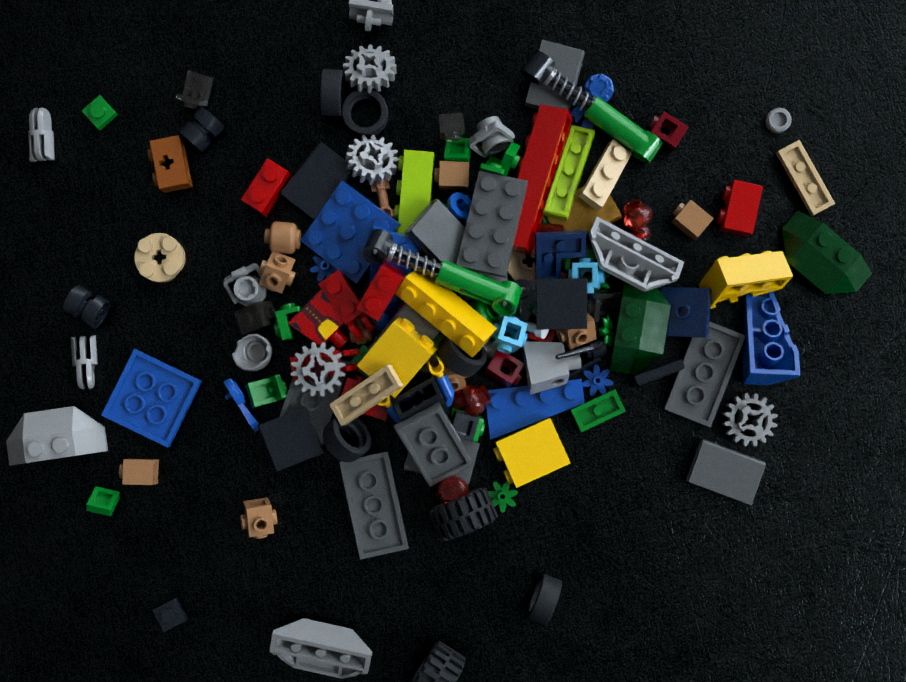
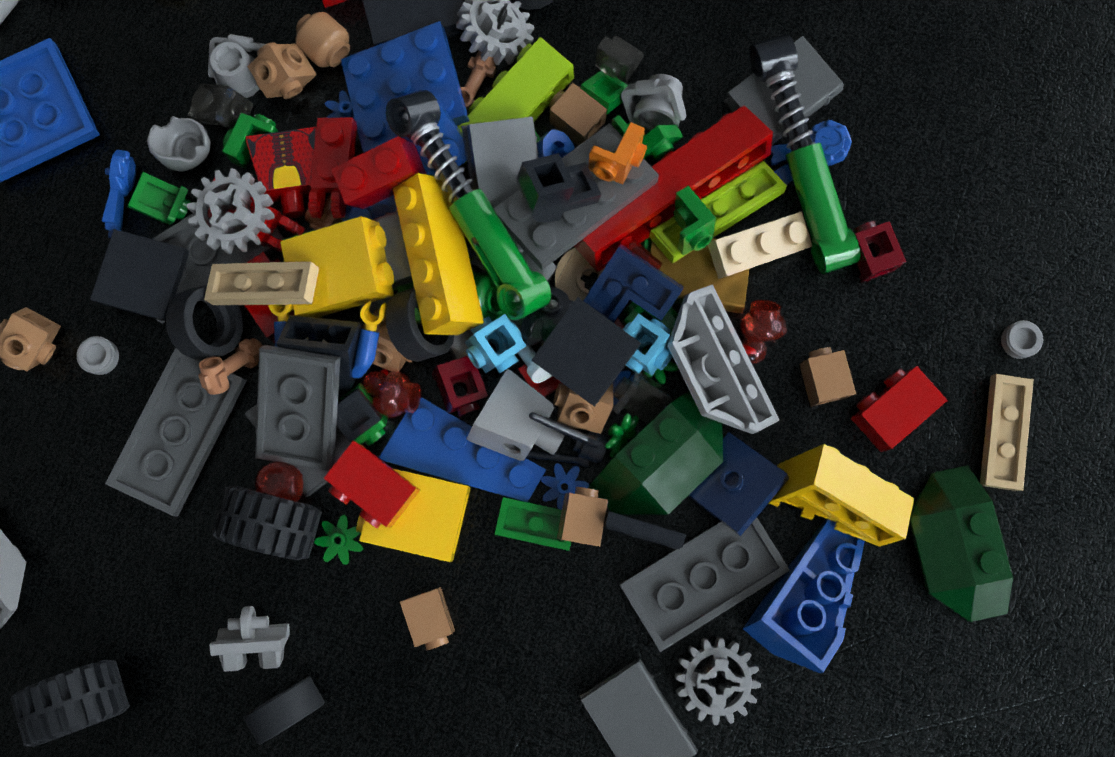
camera: 35 degrees right, 5 degrees down
(298, 498) = (97, 355): none -> light grey tile
(373, 457) = (215, 371): none -> nougat bar
(485, 231) = (554, 189): none -> black brick
(496, 578) = (250, 635): none -> light grey hips
(503, 455) = (370, 485): none -> red brick
(507, 182) = (618, 165): none -> orange bracket
(562, 188) = (694, 219): none -> green bracket
(580, 500) = (428, 619): none -> medium nougat brick
(621, 389) = (582, 517): none -> medium nougat brick

